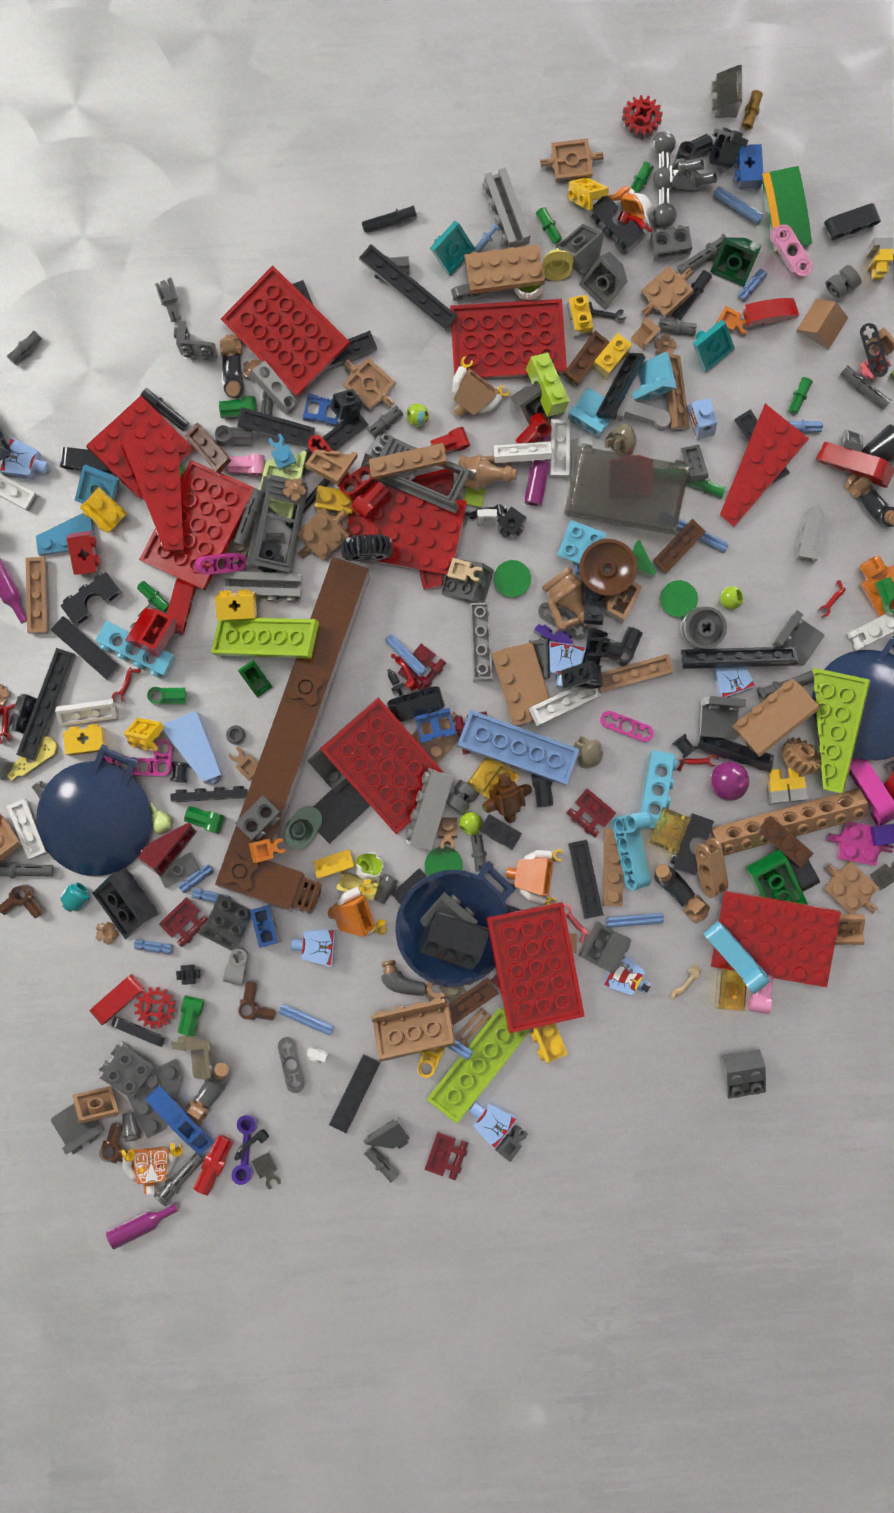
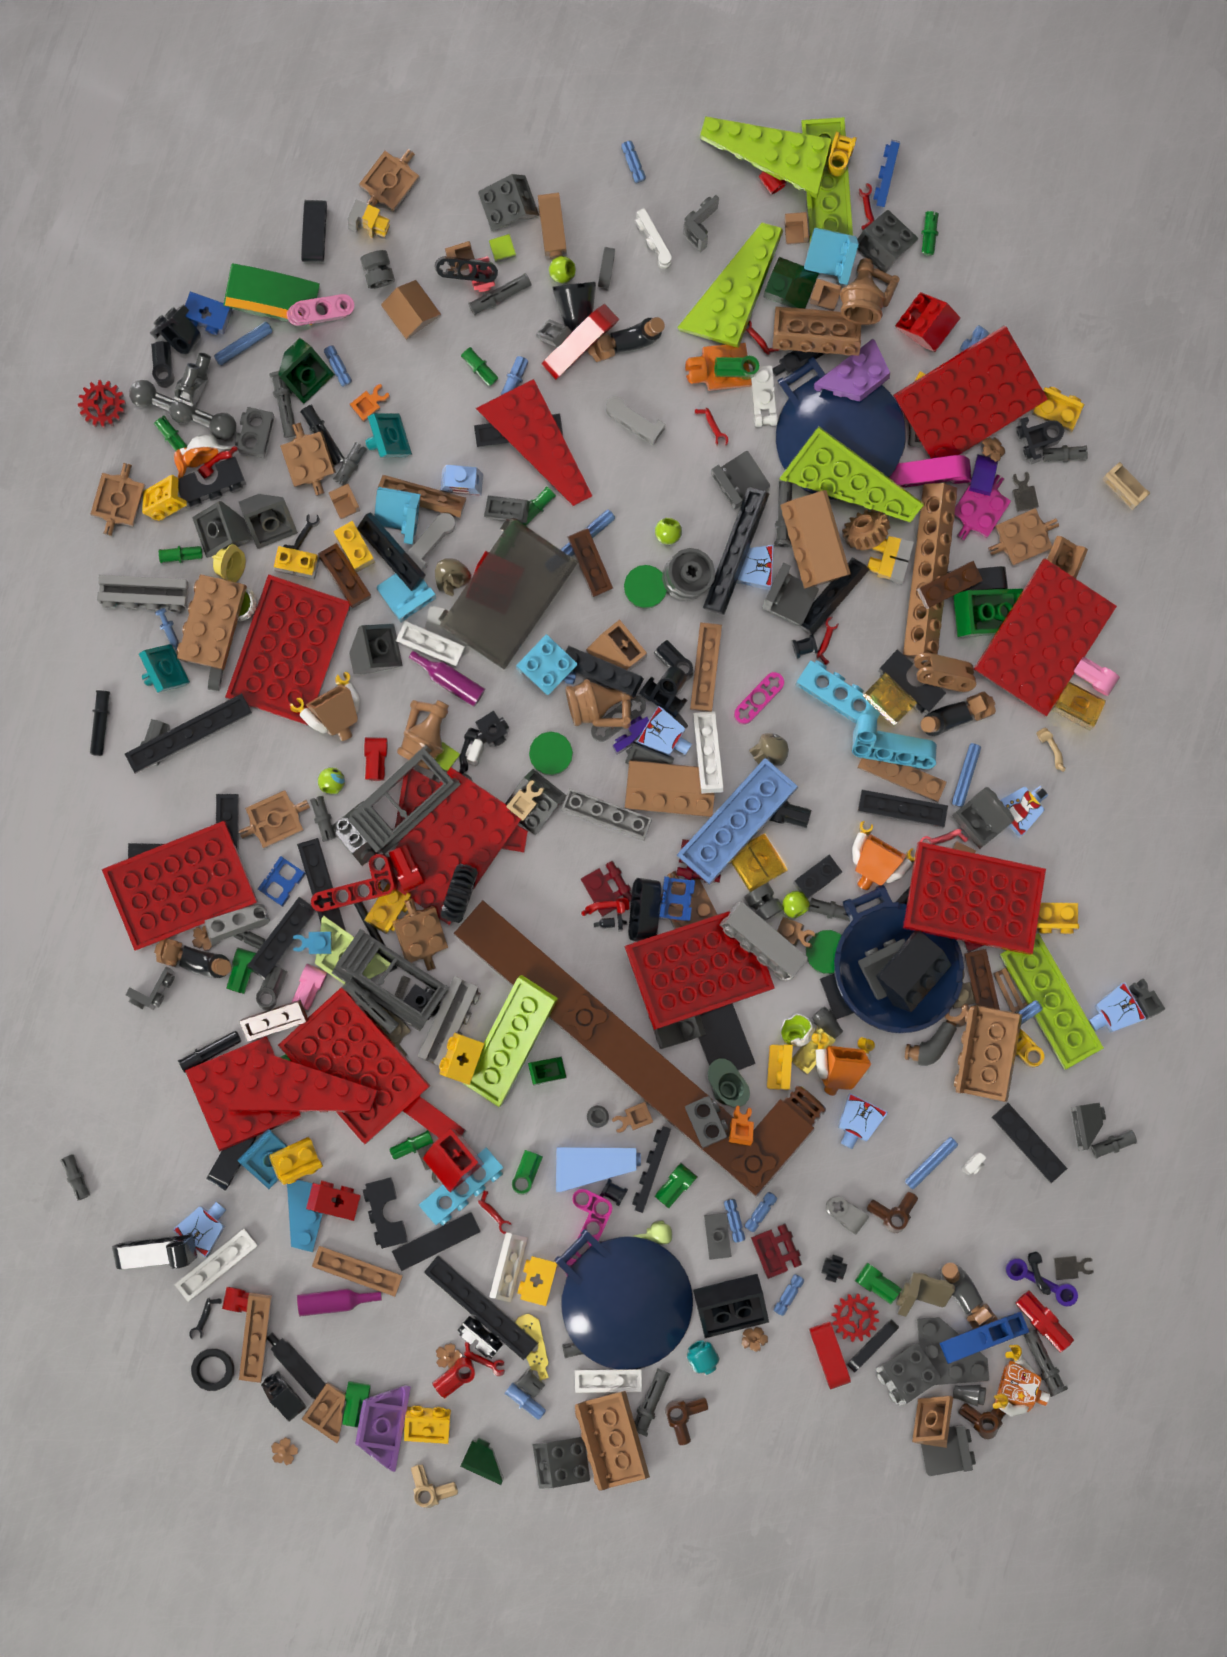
camera: 70 degrees left, 0 degrees up
(137, 1227) = (1077, 1426): magenta piece -> none
(142, 733) = (558, 1213): yellow bracket -> none
(164, 850) = (691, 1240): dark red slope -> none
(169, 298) = (93, 997): dark grey arm -> none
(213, 560) = (404, 1062): dark pink beam -> none
(226, 923) = (796, 1205): dark grey bracket -> none
(264, 926) = (816, 1165): blue brick -> none
(293, 489) = (362, 945): medium nougat plant -> none
(293, 1048) = (989, 1194): dark grey beam -> none
(331, 464) = (353, 894): medium nougat wing -> none
(346, 404) = (289, 852): black brick -> none
(406, 655) = (588, 899): medium blue axle -> none
(408, 461) = (385, 810): medium nougat plate -> none
(440, 1154) = (1127, 1077): dark red plate -> none
(507, 798) = (785, 855): reddish brown piece -> none
(522, 452) = (421, 685): white plate -> none
(538, 428) = (401, 657): red piece -> none
(542, 372) = (377, 627): lime arch -> none
(583, 675) = (689, 722): black pin -> none
(595, 808) = (831, 767): dark red plate -> none
(608, 554) = (584, 631): reddish brown dish -> none
(644, 565) = (589, 610): green slope -> none
(664, 345) = (364, 485): medium nougat plant -> none
(727, 93) = (117, 303): clear smoke slope -> none
(729, 781) = (862, 615): magenta piece -> none
(737, 957) = (1049, 684): medium azure beam -> none
(744, 1073) = (1171, 728): dark grey slope -> none
(752, 109) = (144, 283): pearl gold pin -> none
(769, 311) = (376, 359): red slope -> none

